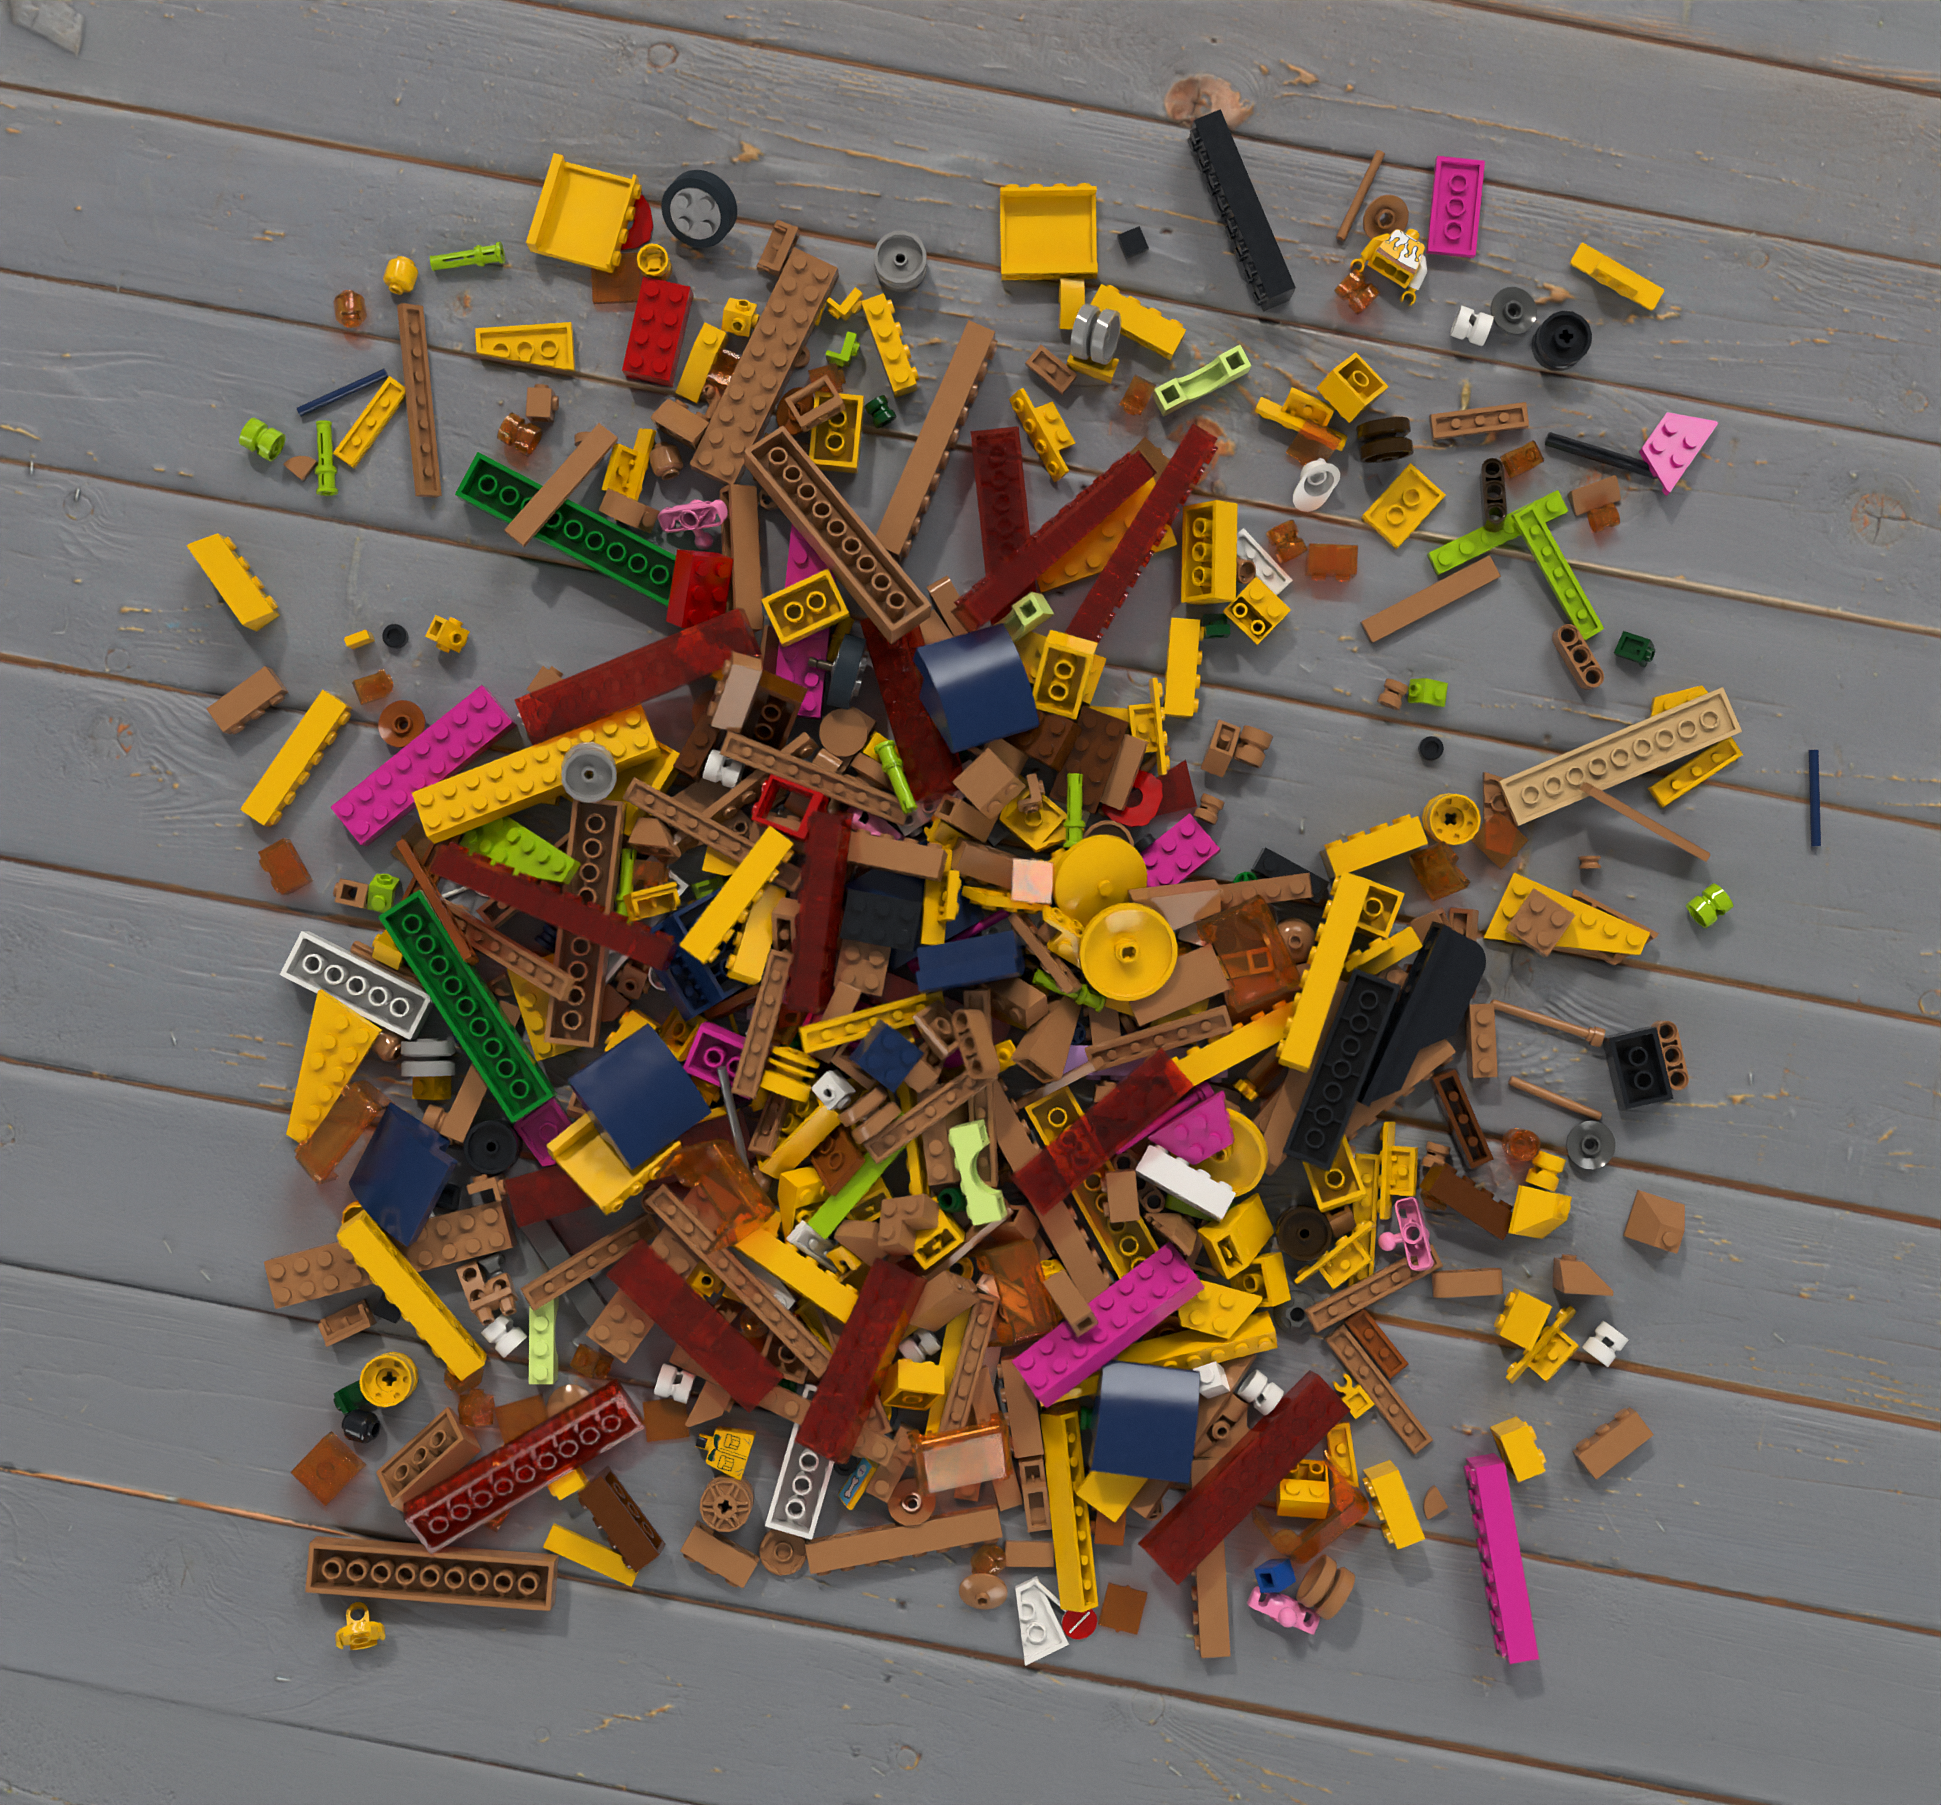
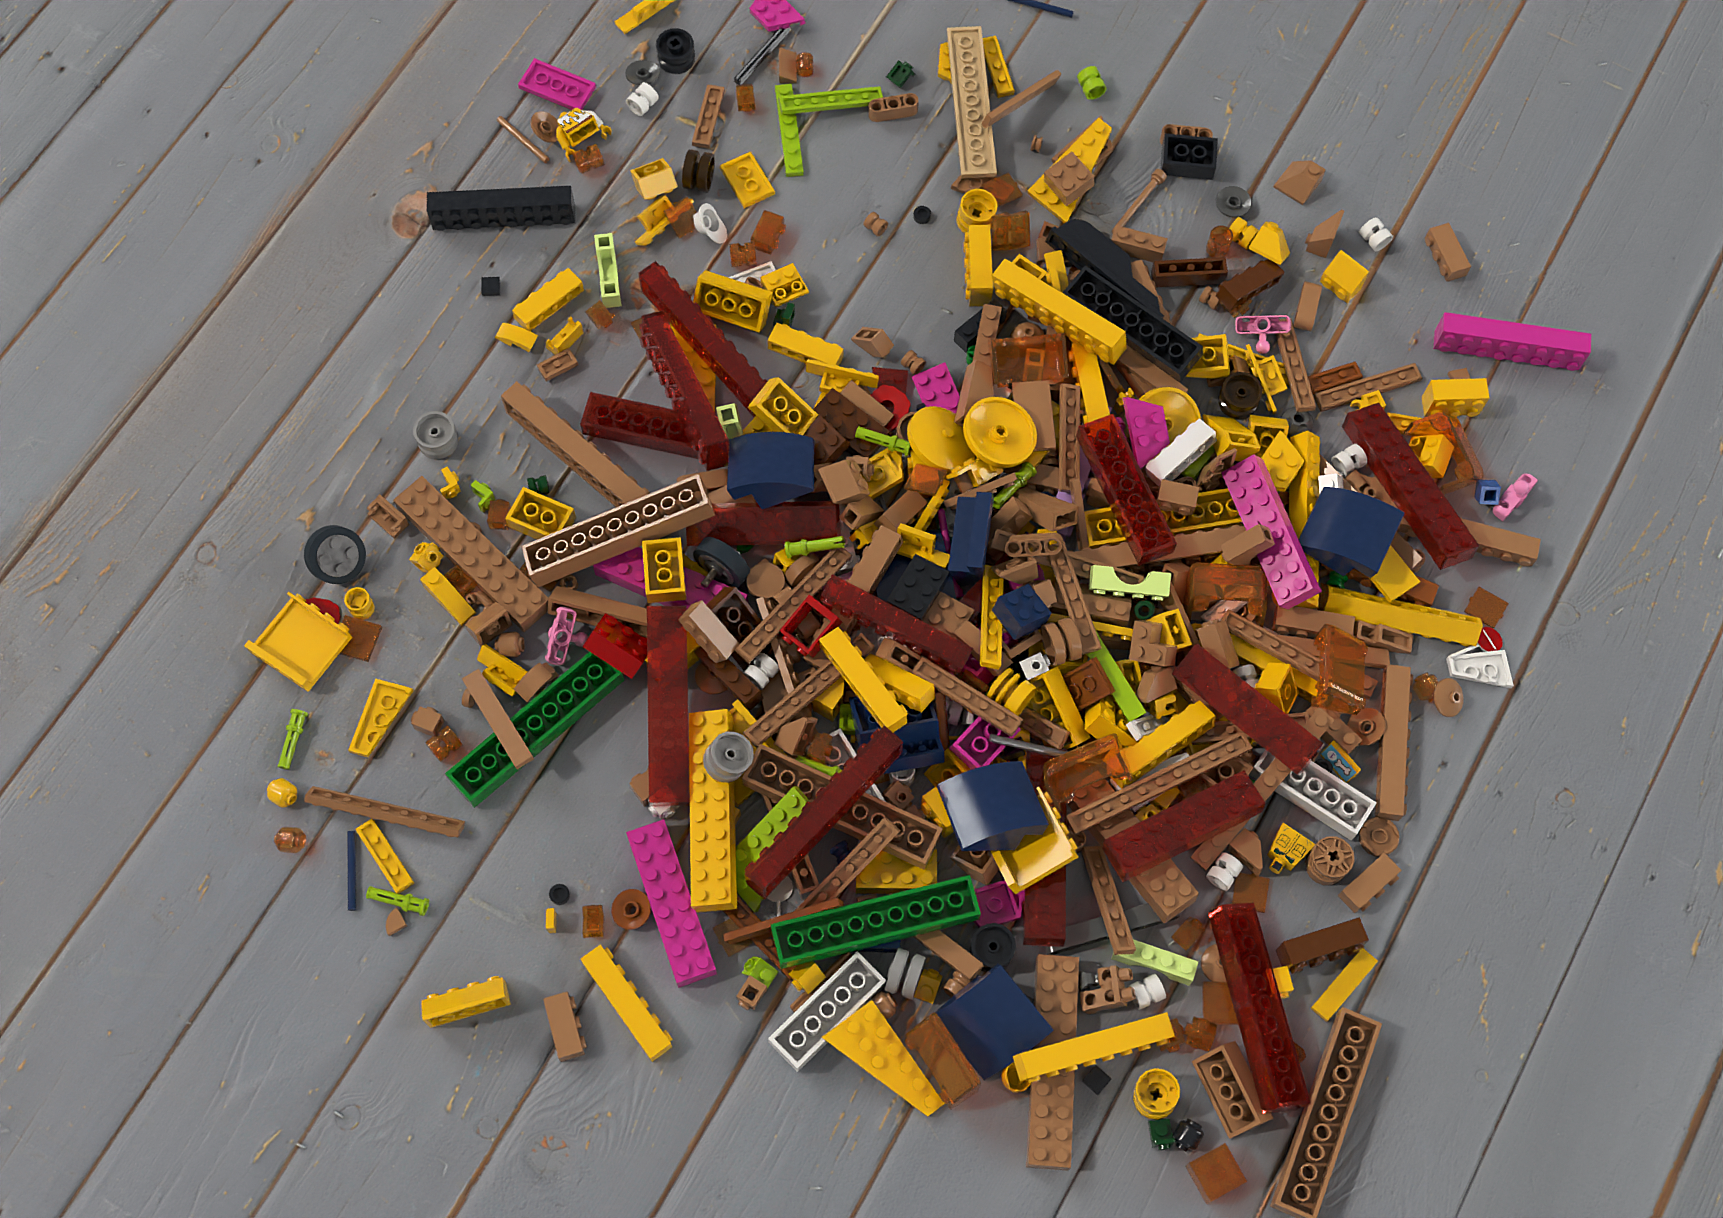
camera: 75 degrees left, 20 degrees down
(258, 437) = (361, 942): lime wheel -> none
(284, 867) = (709, 1042): clear orange brick -> none
(346, 1322) = (1099, 1118): medium nougat hinge -> none
(359, 1633) = (1360, 1191): yellow tile -> none
(447, 634) = (575, 848): yellow brick -> none
(487, 1181) = (1019, 962): medium nougat bracket -> none
(652, 901) = (842, 749): yellow hinge -> none
(657, 331) = (411, 618): red brick -> none
(785, 416) = (505, 541): dark orange dish -> none
(822, 412) = (525, 530): medium nougat tile -> none
(889, 345) = (493, 463): yellow brick -> none
(1029, 1553) = (1427, 657): medium nougat tile -> none
(1046, 432) = (600, 381): yellow bracket -> none
(1048, 232) = (458, 337): yellow panel -> none
(1095, 334) = (545, 322): light grey wheel -> none
(1252, 746) = (877, 318): medium nougat wheel -> none
(1325, 1587) = (1504, 459): medium nougat wheel -> none
(1398, 1170) = (1213, 322): yellow bracket -> none
(1427, 692) = (881, 203): lime bracket -> none
(1430, 599) = (818, 183): medium nougat tile -> none
(1493, 484) = (763, 120): dark brown beam -> none
(1518, 1448) = (1432, 304): yellow brick -> none
(1549, 1351) = (1378, 273): yellow bracket -> none
(1555, 1098) = (1193, 215): medium nougat bar -> none

